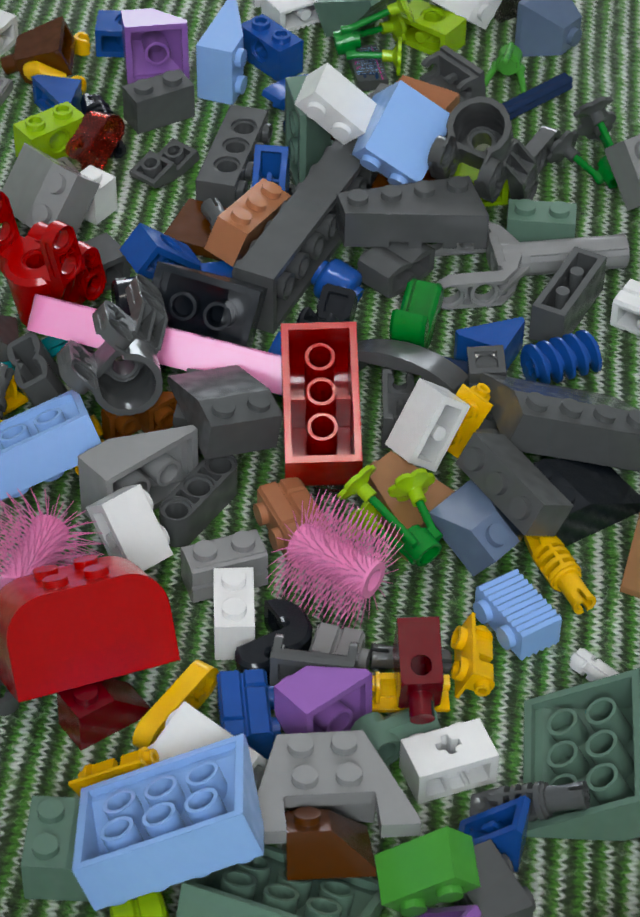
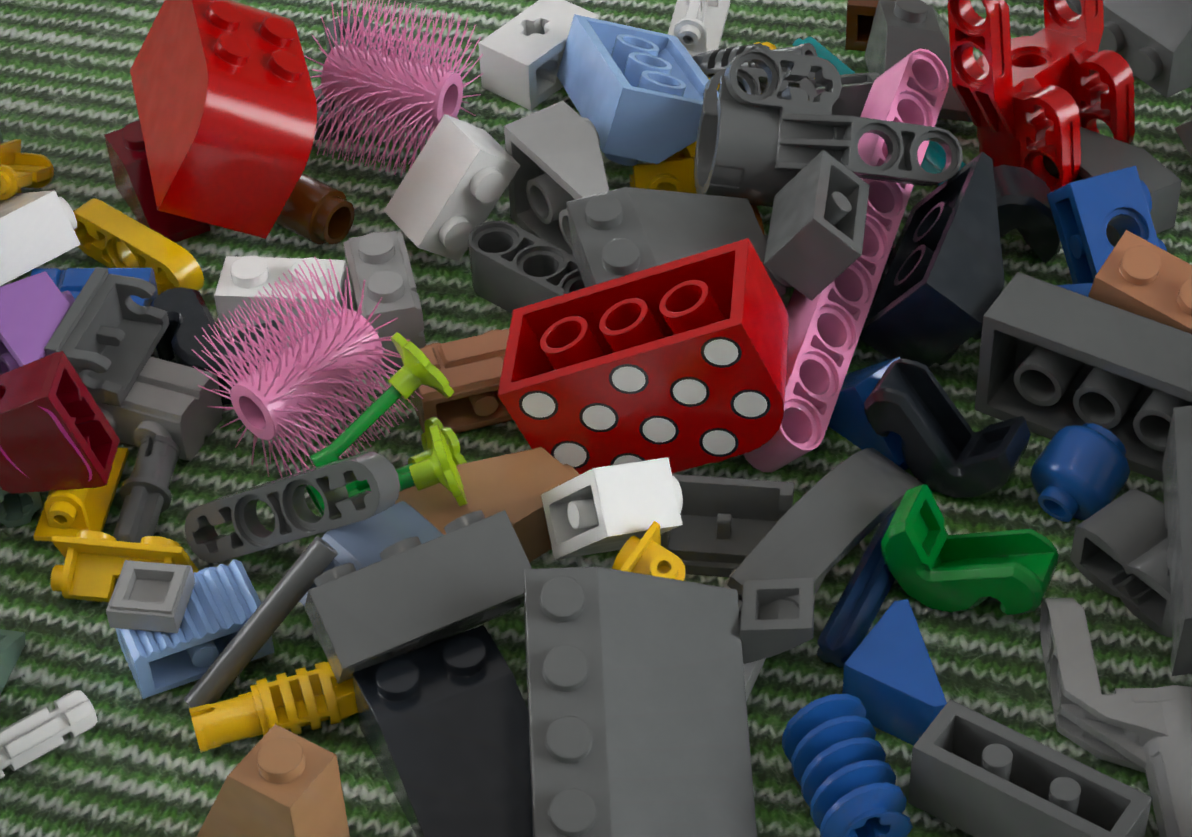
camera: 100 degrees right, 0 degrees up
(206, 338) = (817, 226): none -> dark grey brick
(446, 553) = (290, 509): none -> dark grey beam
(521, 610) = (150, 596): none -> light grey tile
(525, 563) = (262, 624): none -> dark grey piece

